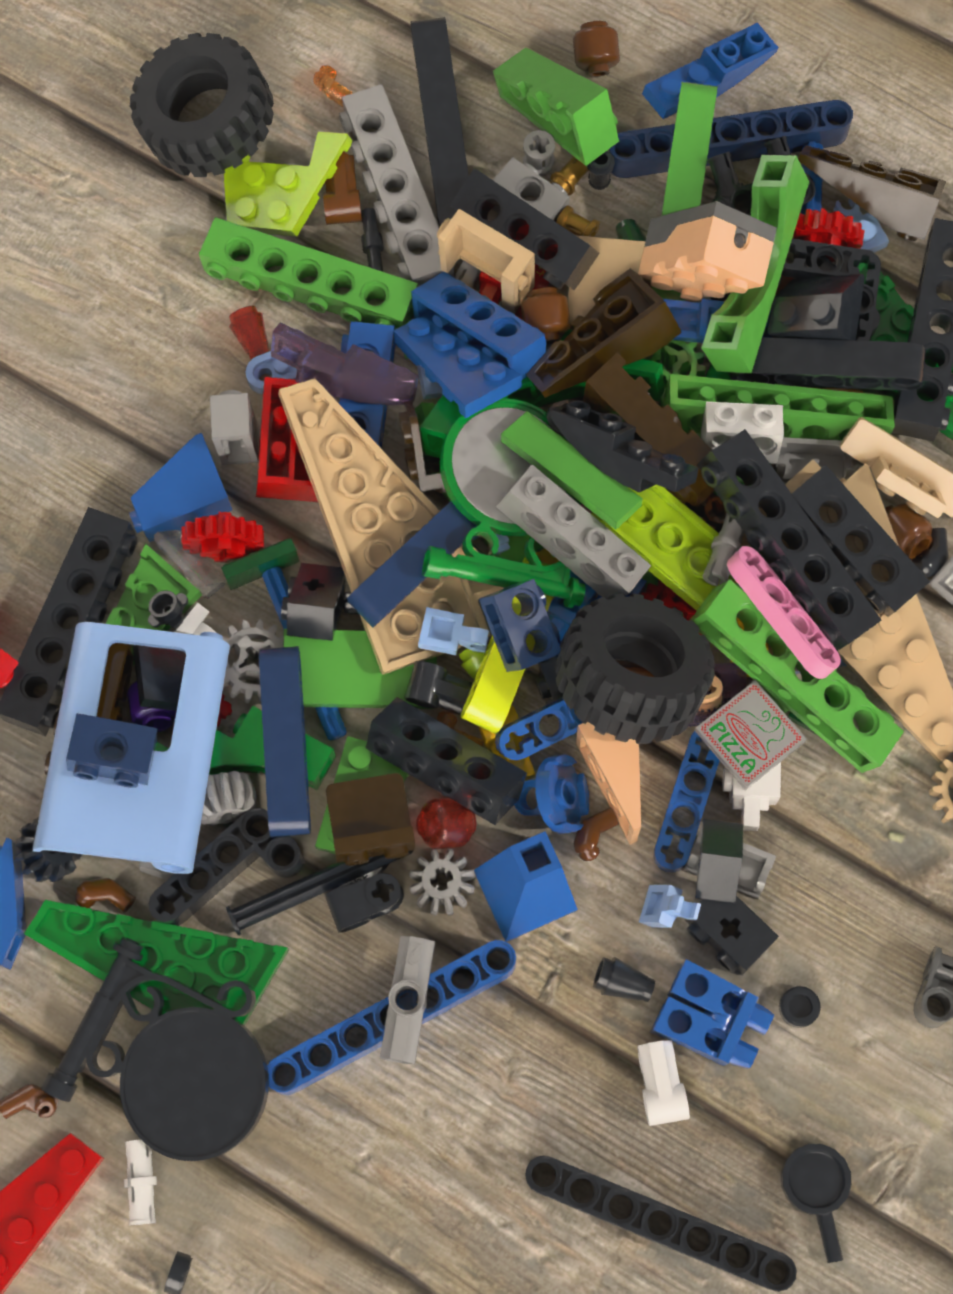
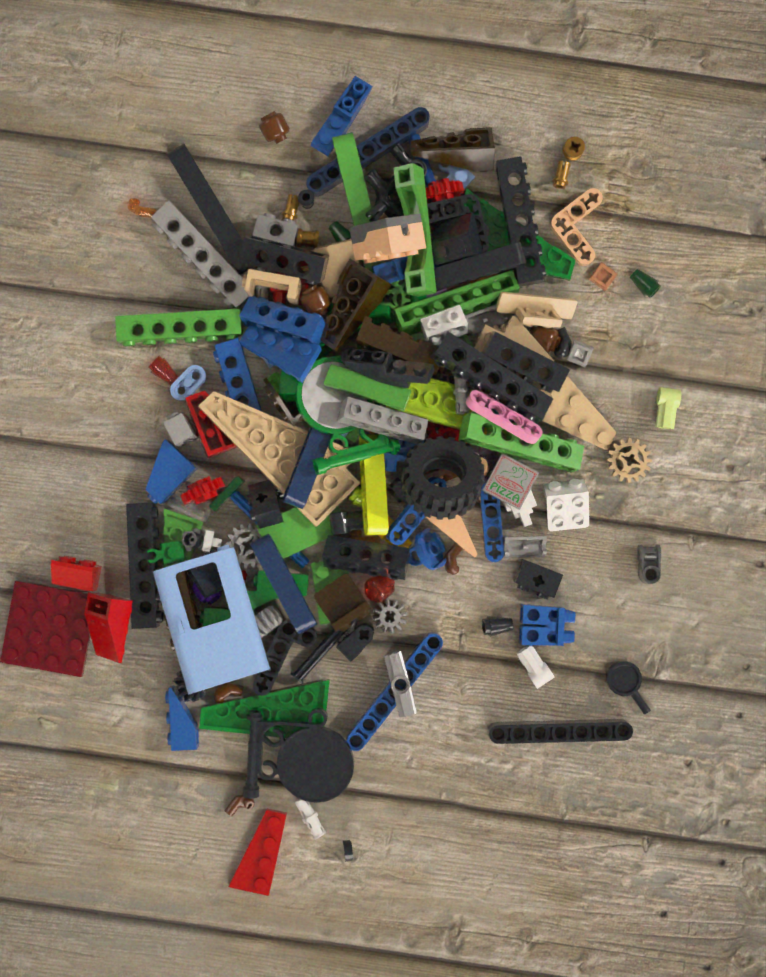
camera: 30 degrees left, 15 degrees up
(94, 734) = (215, 624): dark blue brick -> none
(119, 610) = (169, 553): none -> green plate
(180, 75) = (53, 250): black tyre -> none
(281, 196) = (137, 288): lime wing -> none
(341, 196) = (175, 272): reddish brown piece -> none
(351, 376) = (231, 378): clear purple slope -> none
(371, 239) = (203, 291): black bar -> none
(444, 632) = (338, 494): light blue plate -> none
(512, 629) = (374, 483): dark blue brick -> none
(525, 887) = (431, 601): blue slope -> none
(541, 152) = (269, 196): light grey bush -> none
(560, 103) = (269, 174): bright green wedge -> none
(664, 905) = (501, 582): light blue plate -> none
(719, 861) = (520, 551): slope -> none
(799, 1007) = (585, 600): black tile -> none
(833, 824) = (567, 504): none -> white bracket

